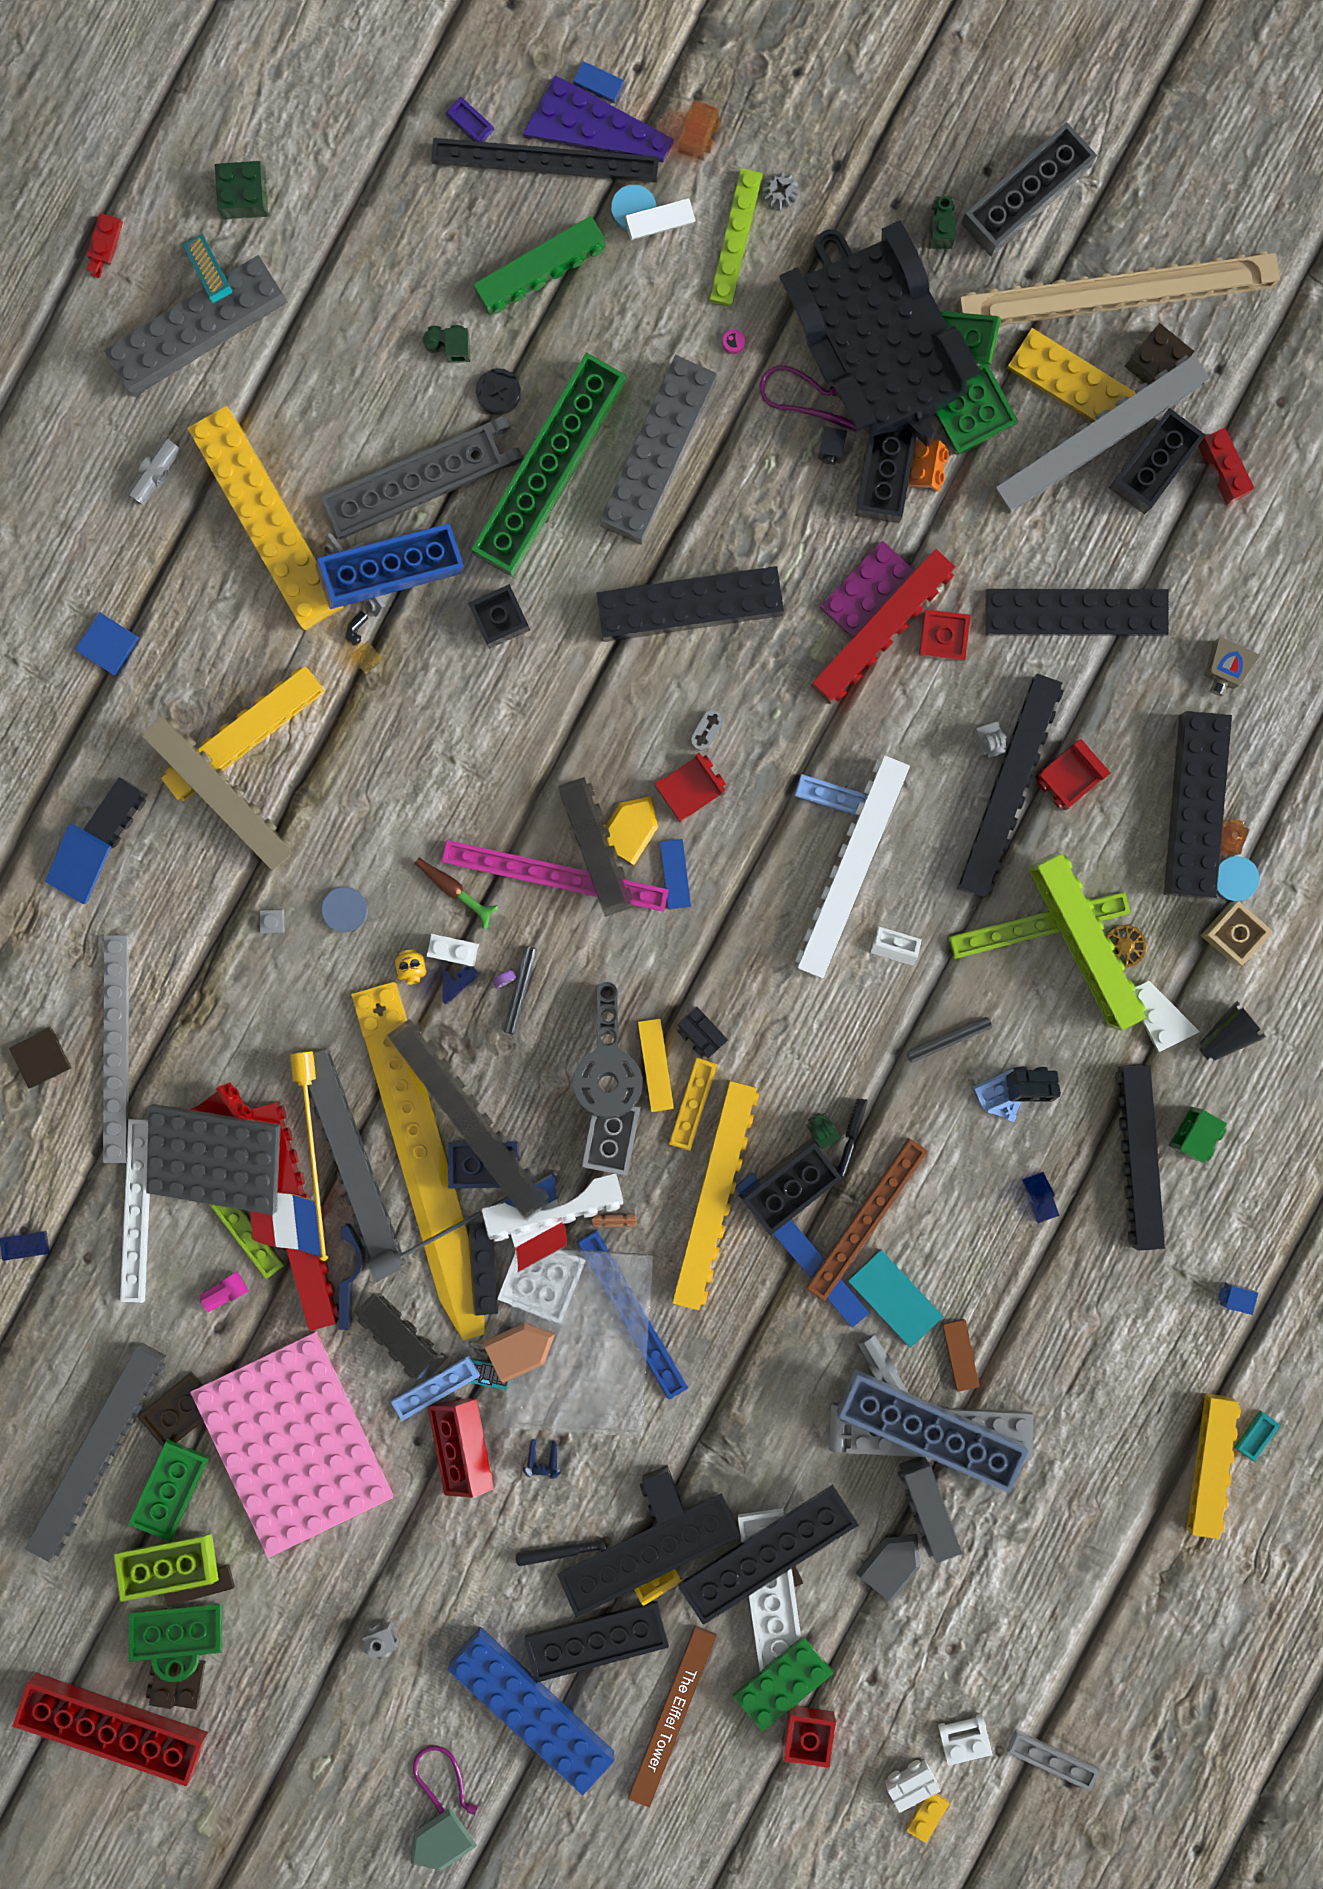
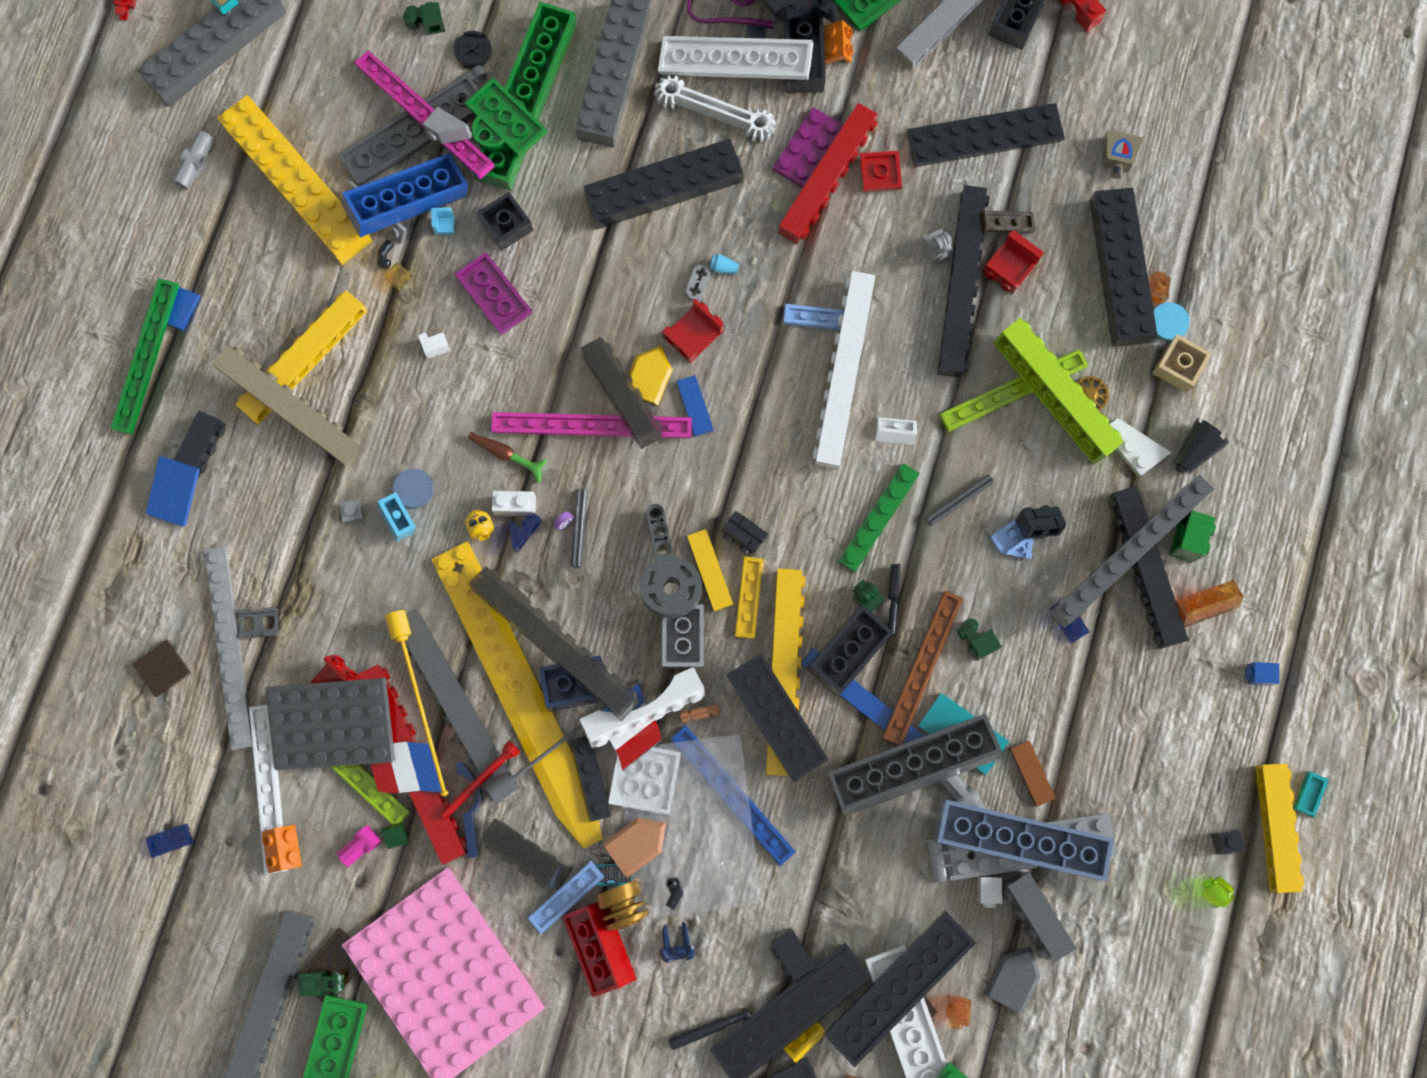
camera: 20 degrees left, 10 degrees down
(68, 700) = (145, 356): none -> green plate
(141, 1279) = (281, 848): none -> orange bracket
(152, 1021) = (258, 616): none -> dark grey piece
(156, 1428) = (318, 983): none -> dark green brick
(264, 1288) = (395, 835): none -> dark green tile
(320, 941) = (396, 517): none -> medium azure brick
(394, 746) = (434, 345): none -> white panel
(400, 1226) = (508, 751): none -> red piece
(427, 469) = (420, 111): none -> dark pink plate
(428, 601) = (443, 221): none -> medium azure panel
(448, 496) = (445, 127): none -> light grey slope
(471, 699) = (493, 293): none -> magenta plate
(492, 1418) = (622, 905): none -> pearl gold wheel
(518, 497) = (503, 120): none -> green plate
(552, 1408) = (676, 892): none -> black arm
(695, 1246) = (777, 717): none -> black plate
(739, 714) = (722, 264): none -> medium azure cone
(767, 521) = (714, 108): none -> white arm
(803, 466) = (735, 57): none -> white plate
(825, 1586) = (958, 1011): none -> clear orange brick
(834, 1326) = (915, 765): none -> dark grey brick
(855, 1041) = (878, 517): none -> green plate
(886, 1471) = (989, 891): none -> white brick
(936, 1207) = (979, 644): none -> dark green brick
(1077, 726) = (1007, 221): none -> dark brown tile
(1126, 1140) = (1131, 551): none -> dark grey brick
(1129, 1520) = (1218, 891): none -> clear neon green head
(1153, 1470) = (1227, 842): none -> black brick
(1198, 1211) = (1209, 603): none -> clear orange brick

